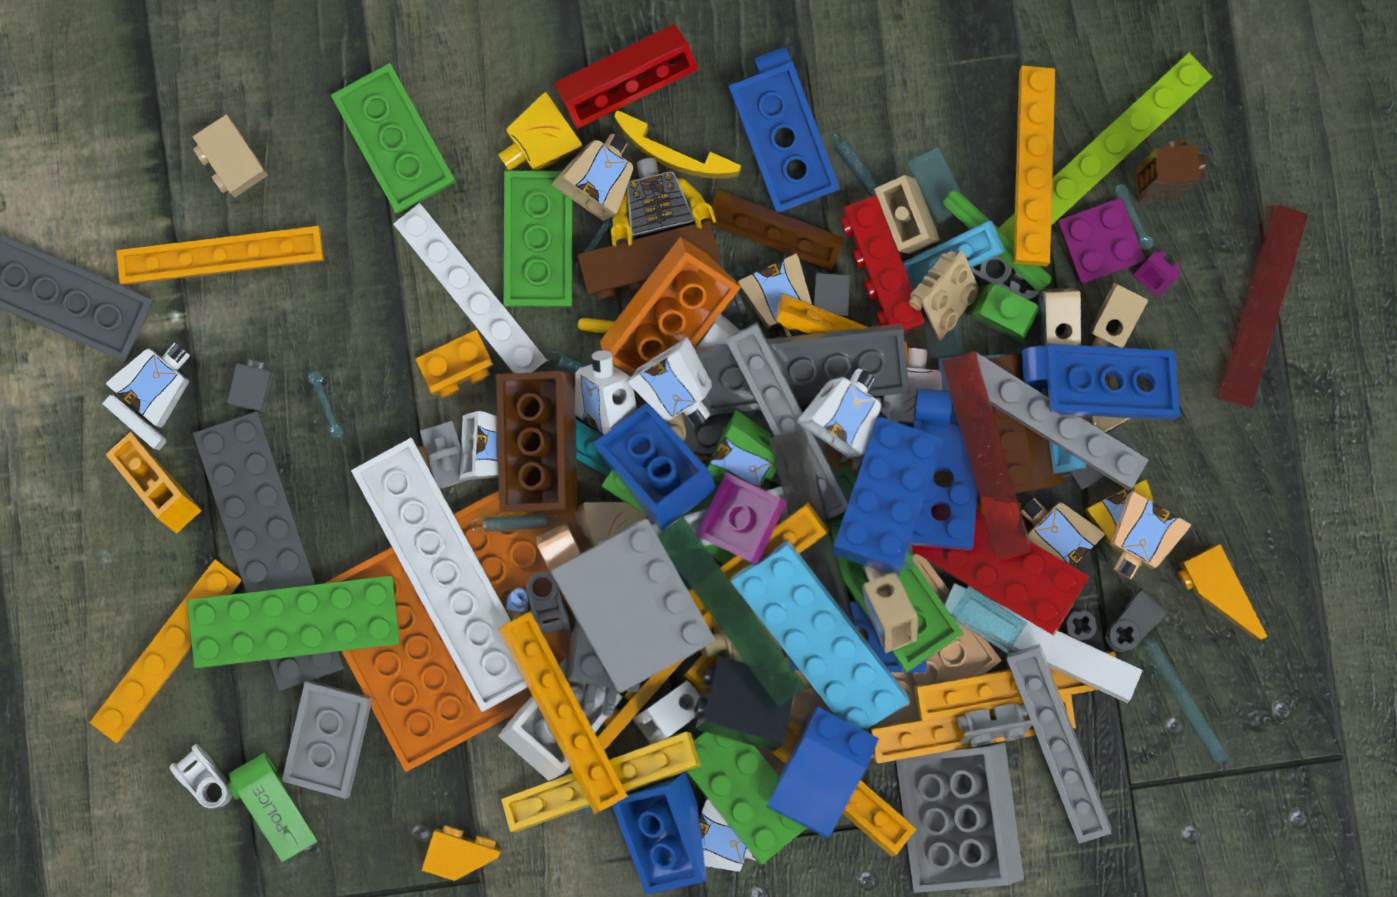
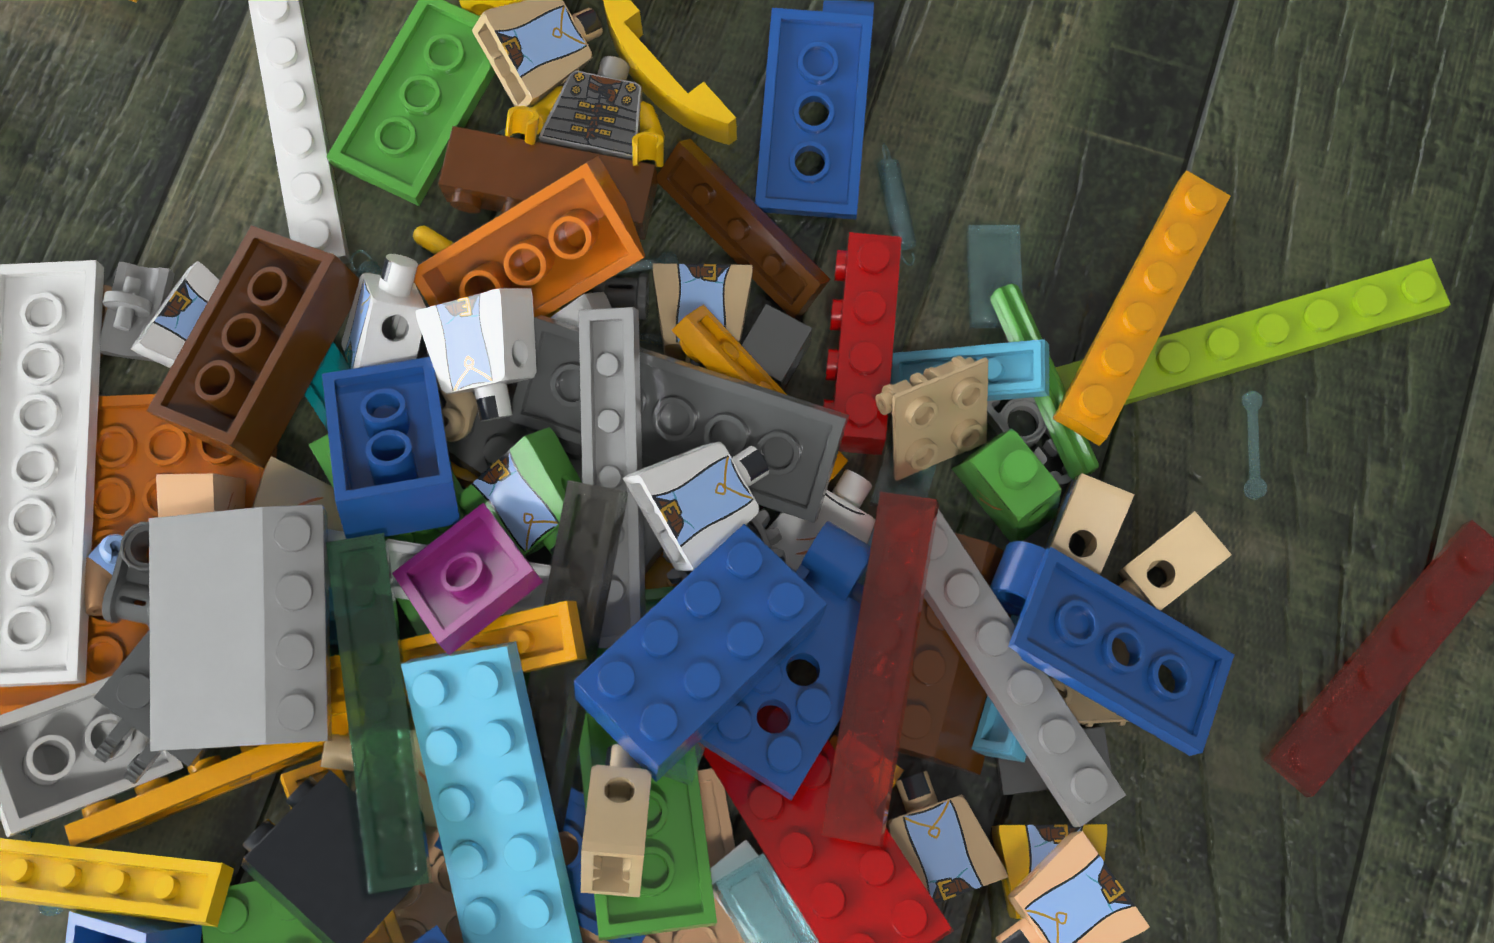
camera: 30 degrees right, 10 degrees down
(315, 379) = (38, 143): clear light blue hinge -> none
(455, 364) = (223, 205): light orange bracket -> none
(514, 522) = (172, 445): clear light blue piece -> none
(562, 712) = (62, 746): light orange plate -> none
(666, 714) = (215, 821): white torso -> none
(907, 214) = (932, 286): tan brick -> none
(1100, 241) = (1191, 455): magenta plate -> none
(1157, 273) = (1254, 535): magenta tile -> none
(1169, 172) = (1347, 383): reddish brown brick -> none

